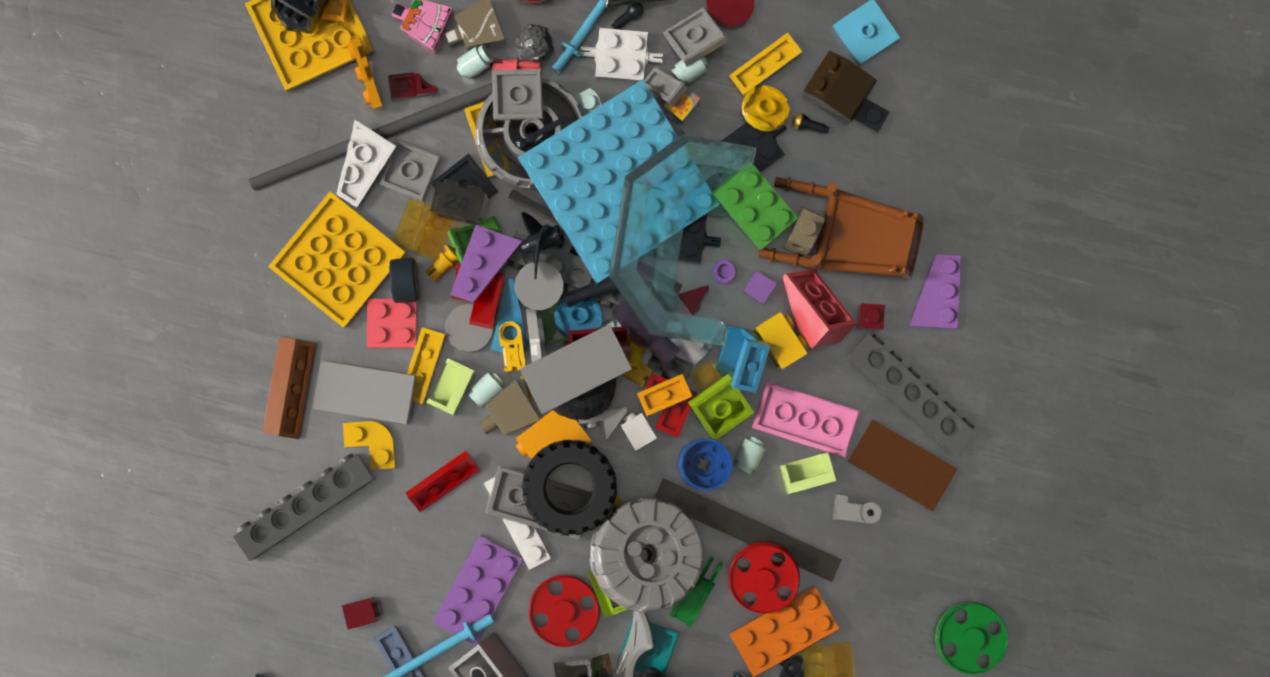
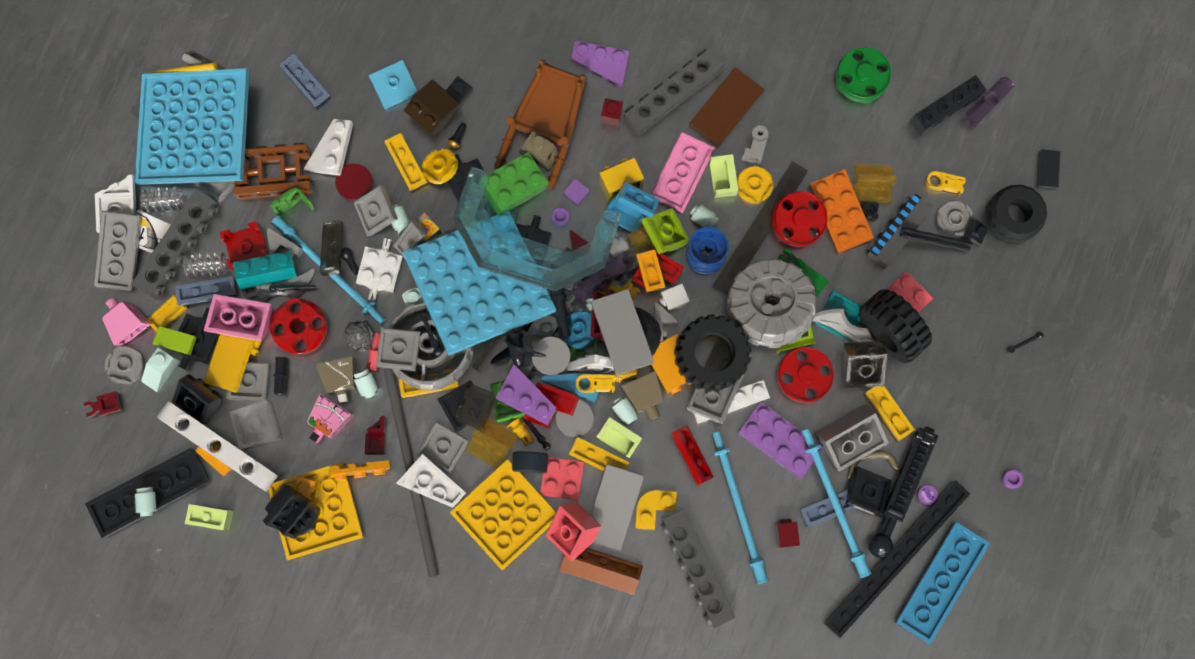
camera: 85 degrees left, 5 degrees down
(321, 579) = (757, 562): none -> medium azure bar
(328, 345) = (572, 530): none -> coral slope
(437, 290) = (540, 438): none -> black piece
(803, 515) = (754, 184): none -> yellow tile
(816, 309) = (600, 149): coral slope -> none

